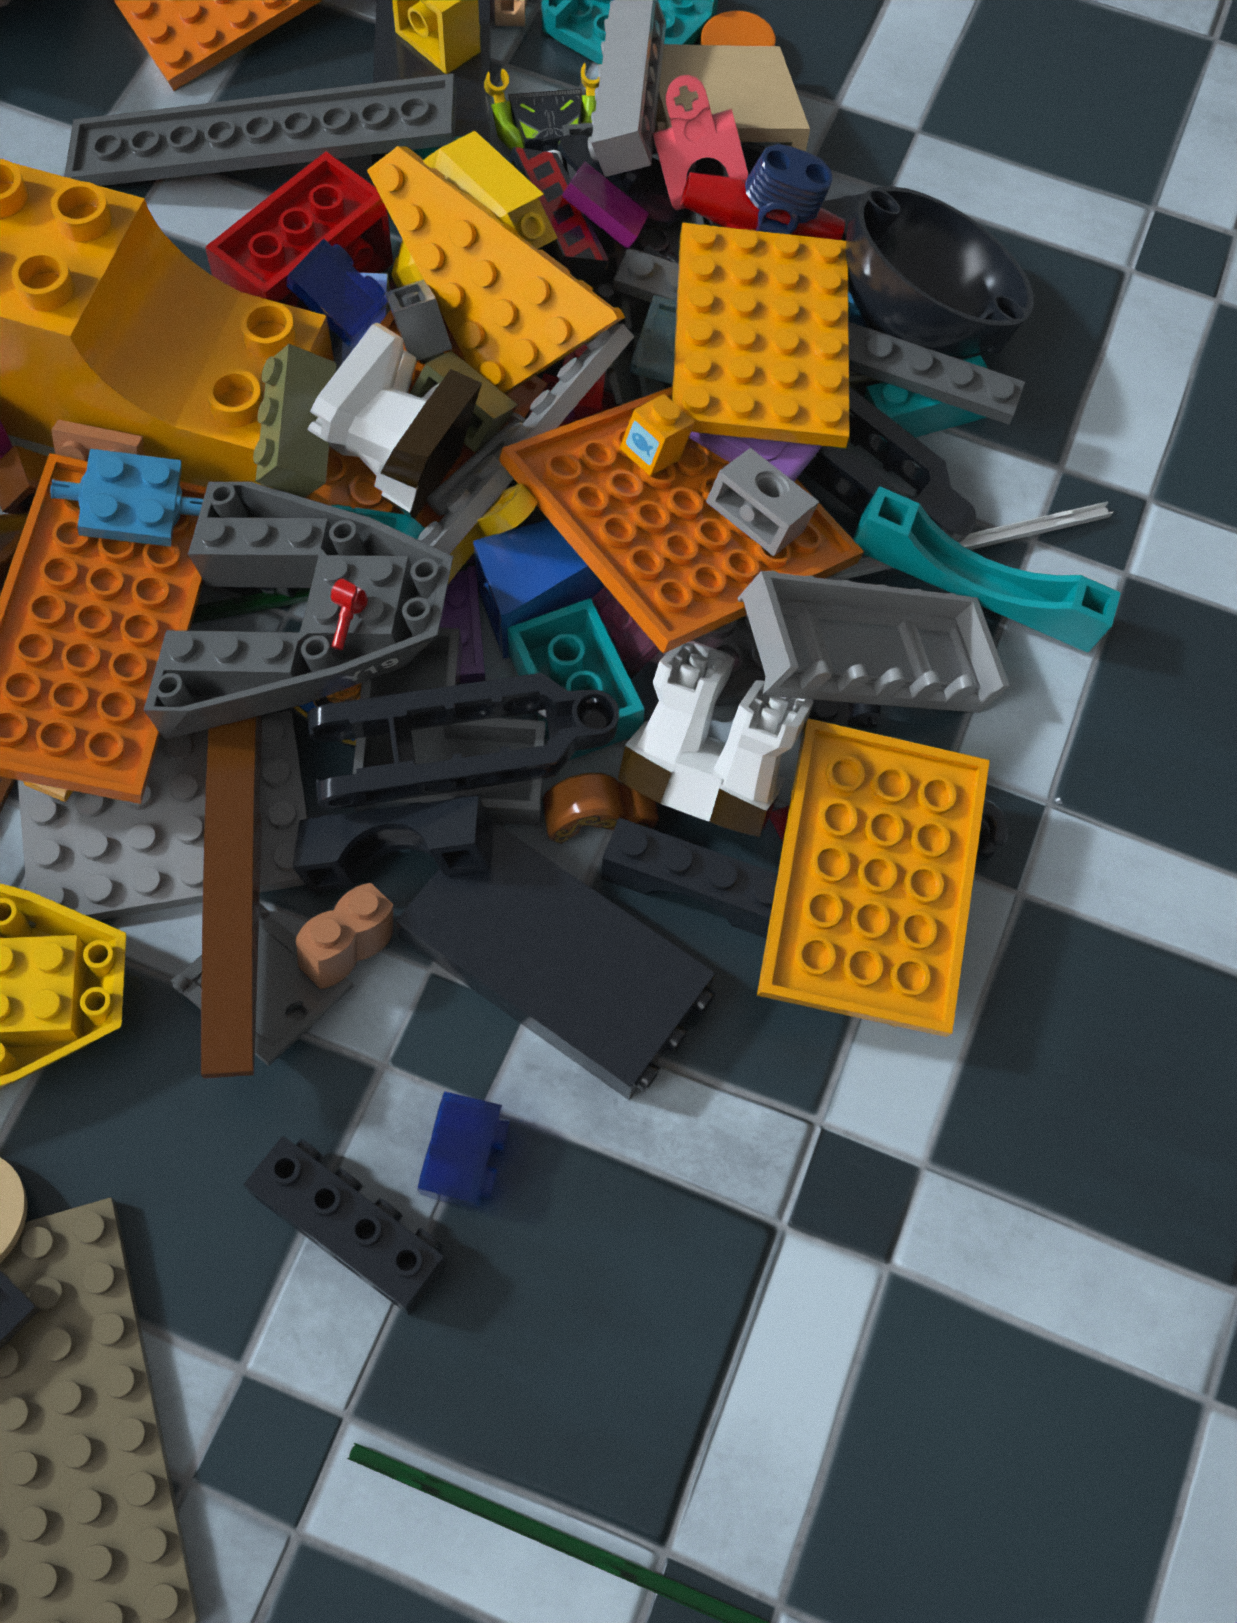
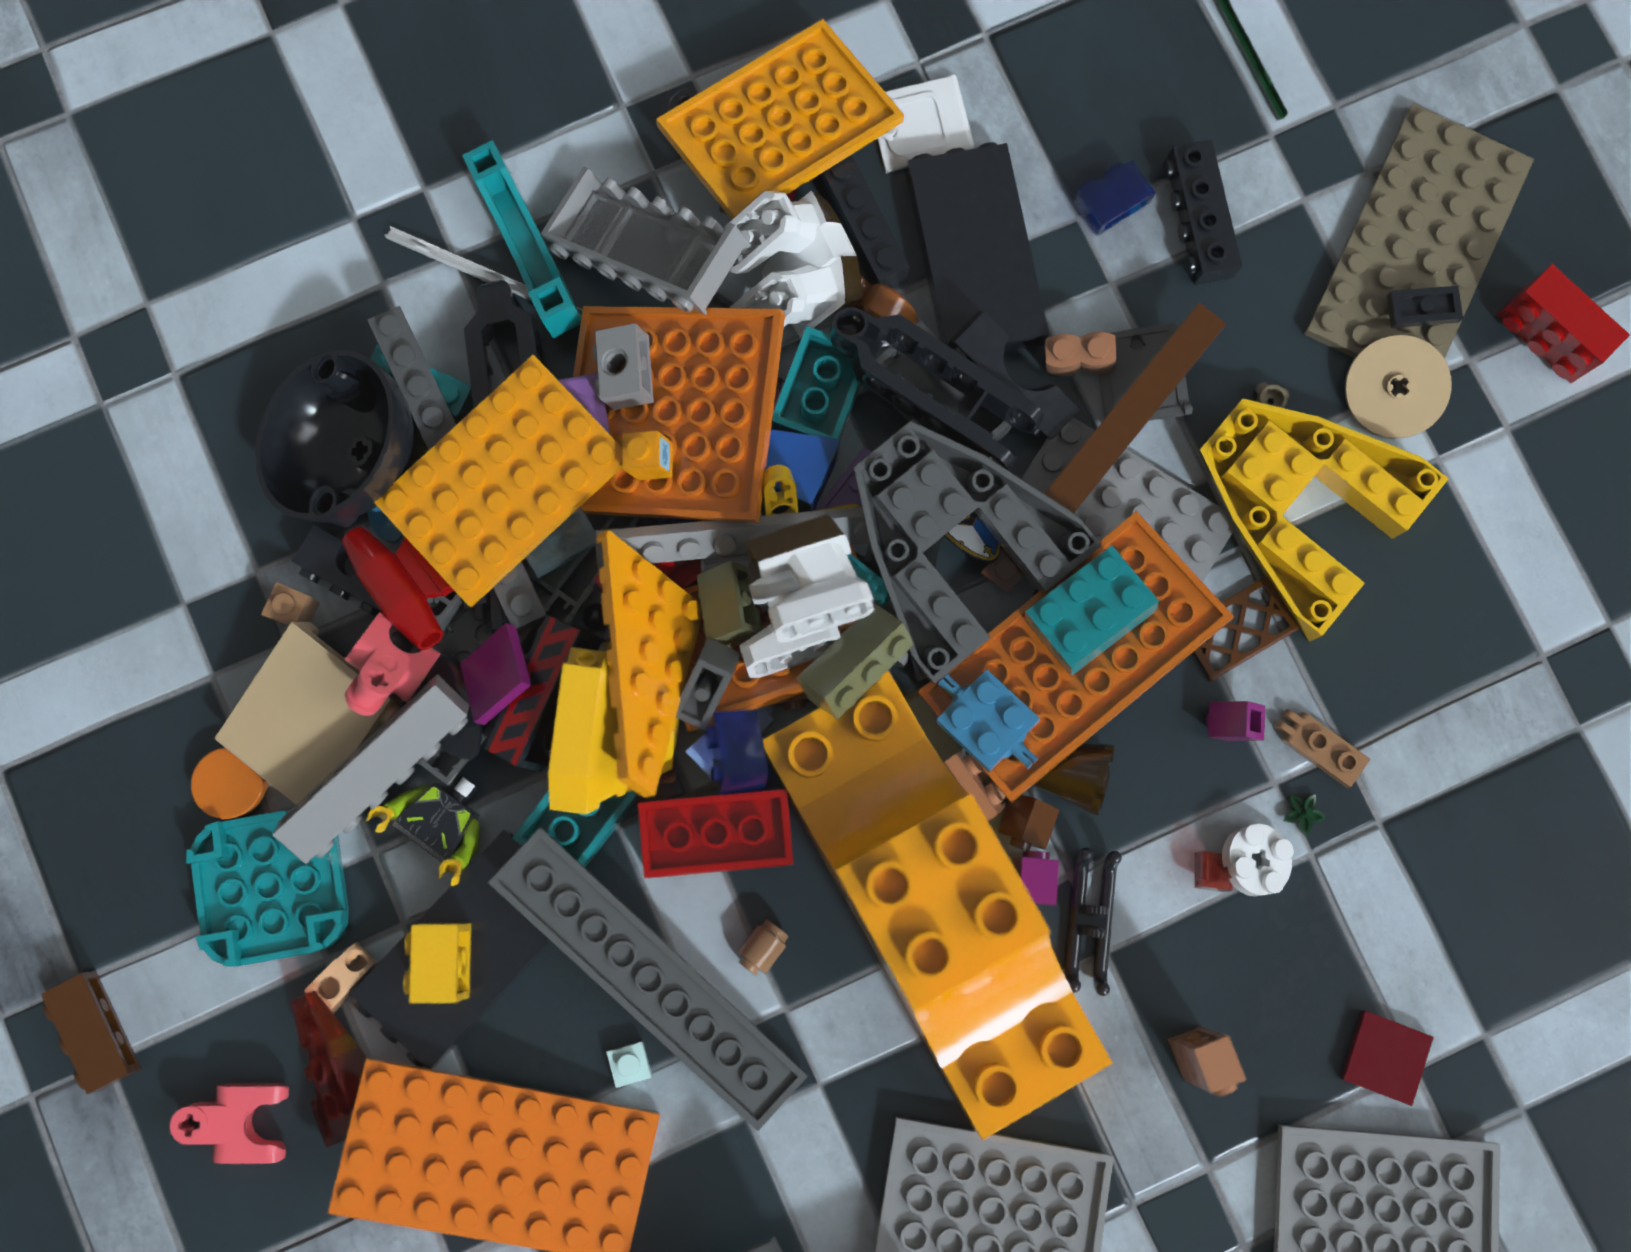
camera: 140 degrees left, 15 degrees up
(79, 1080) = (1276, 393): none -> dark tan plate
(102, 647) = (1091, 610): none -> teal brick
(190, 231) = (762, 948): none -> medium nougat brick
(225, 89) = (629, 1064): none -> light aqua plate
(352, 601) = (940, 486): red hand -> none
(742, 1060) = (931, 123): none -> white container
(788, 182) = (372, 569): dark blue piece -> none
(843, 166) = (289, 606): none -> medium nougat brick

